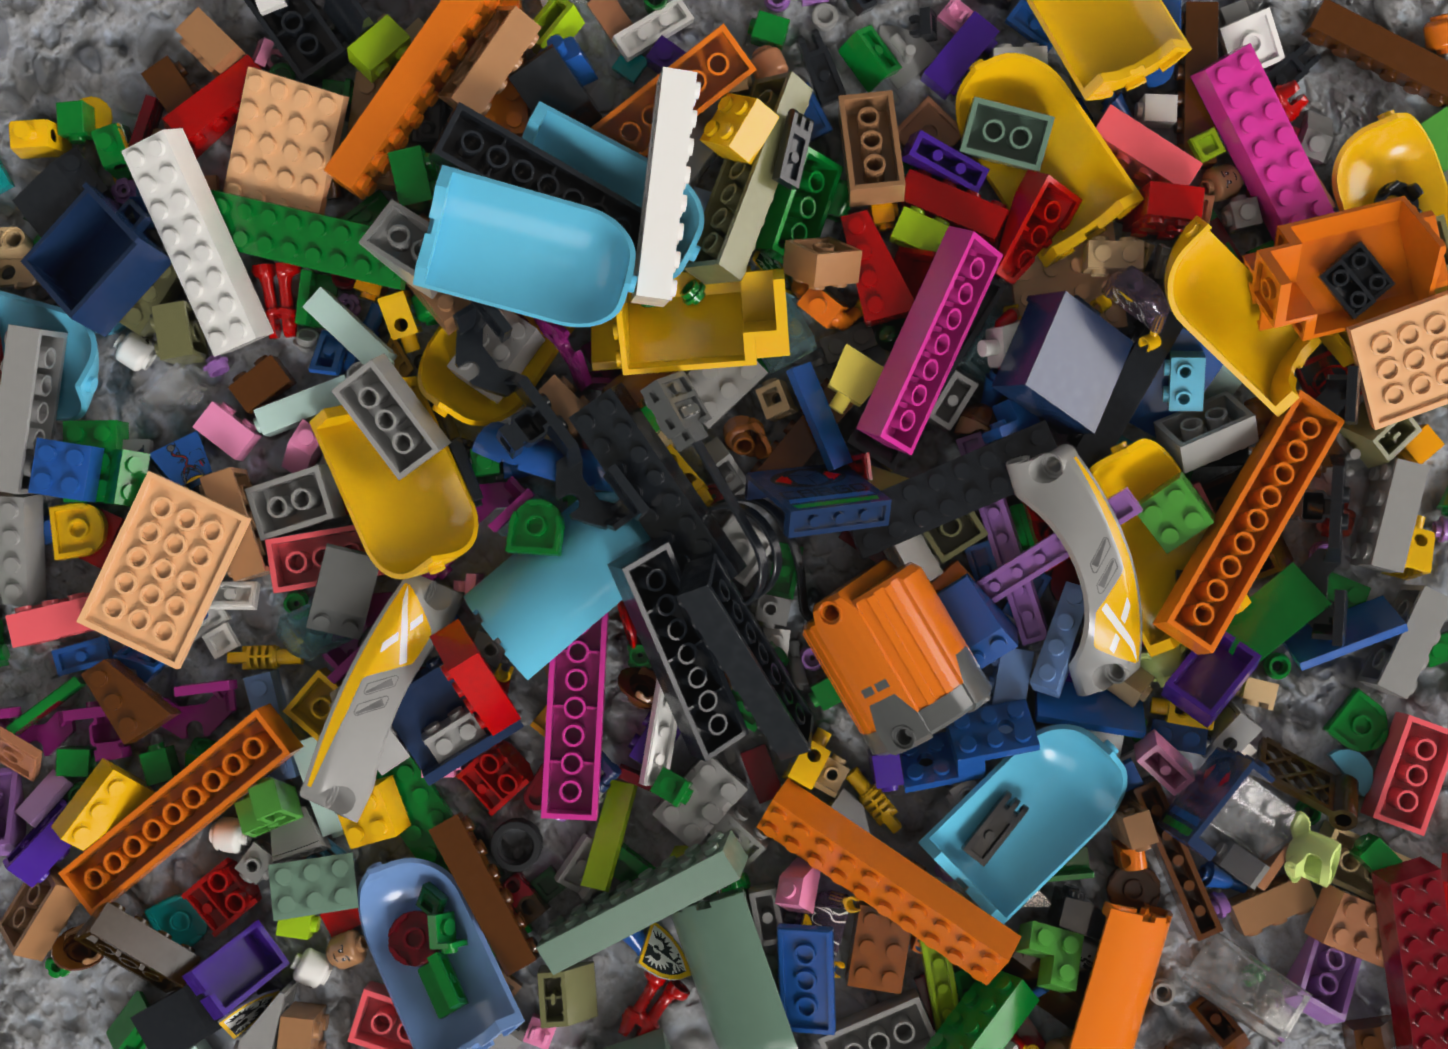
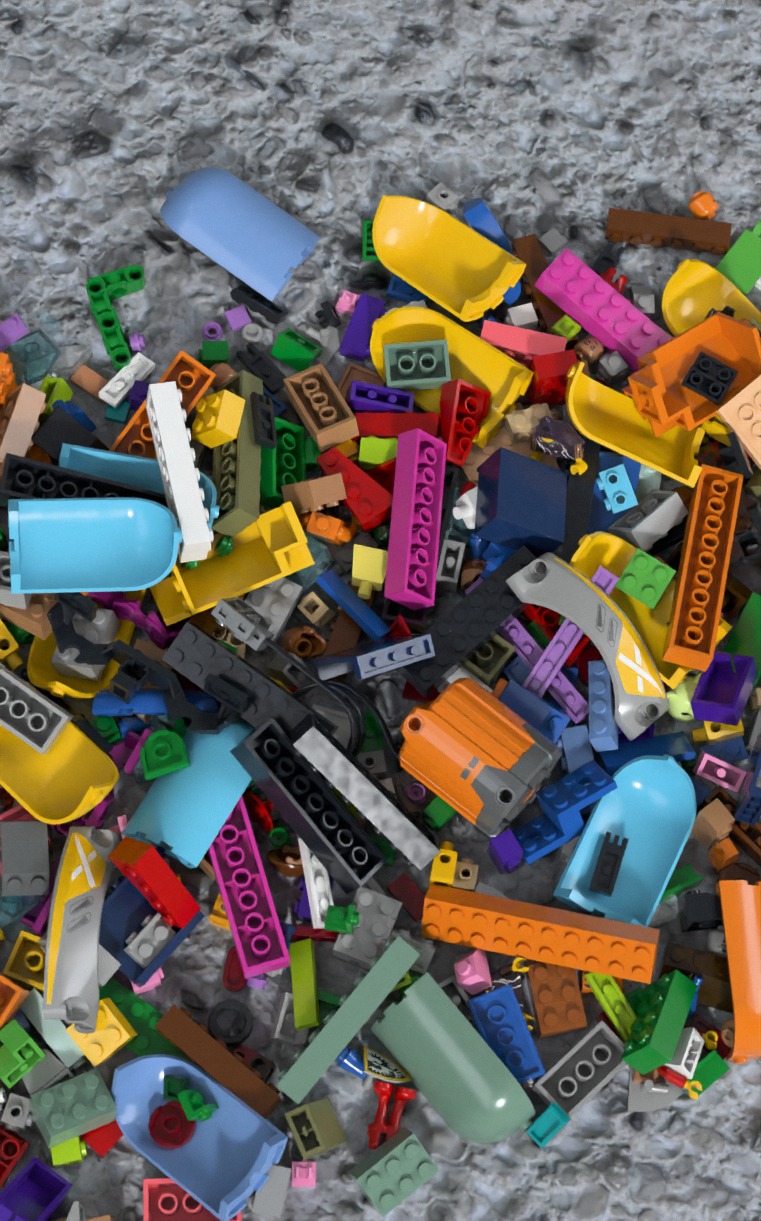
camera: 25 degrees left, 20 degrees down
(311, 968) = (91, 1186): white head -> none
(347, 949) = (117, 1159): medium nougat head -> none
(442, 985) = (208, 1149): green panel -> none
(497, 775) = (194, 972): red slope -> none
(546, 884) = (268, 1047): dark green tile -> none
(874, 800) = (507, 885): yellow hinge -> none
(1058, 951) = (695, 940): bright green brick -> none
(1134, 688) = (671, 725): tan brick -> none
(1254, 29) = (575, 243): white plate -> none

